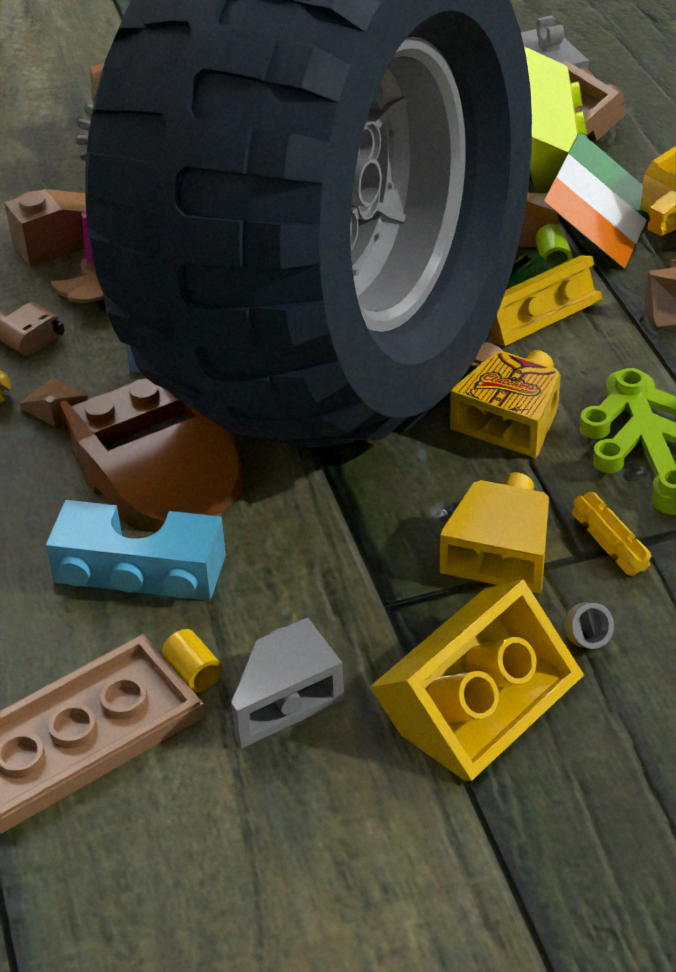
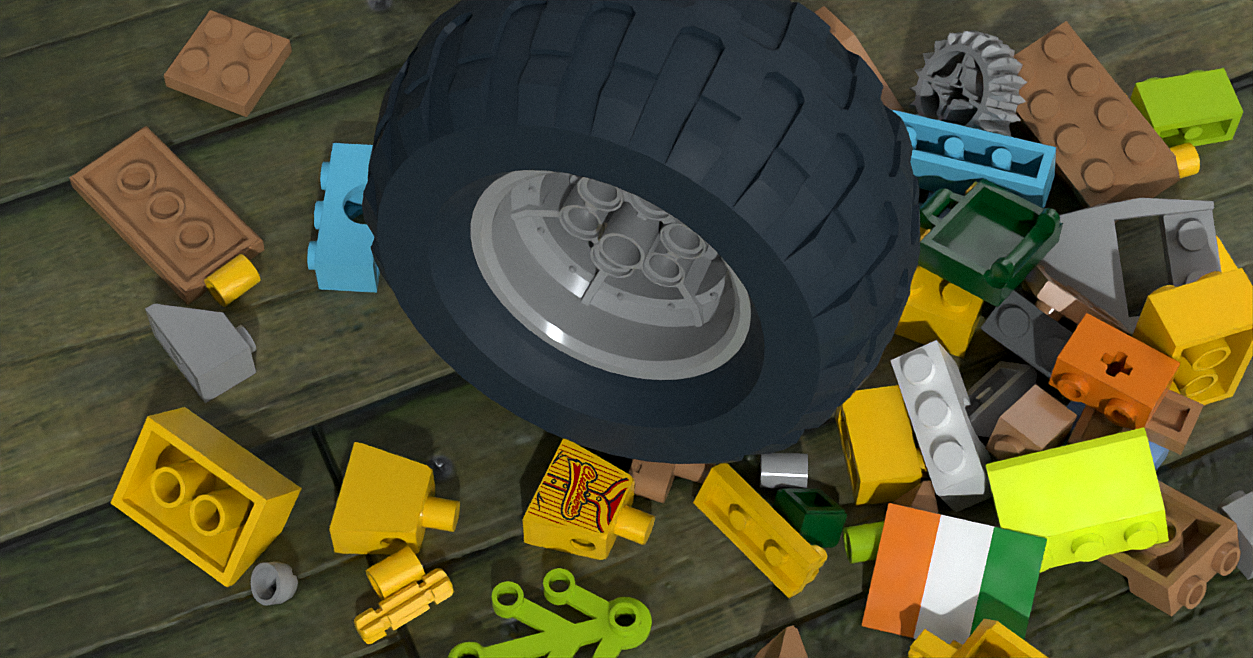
camera: 80 degrees right, 15 degrees up
(577, 534) = (395, 572): none -> yellow hinge

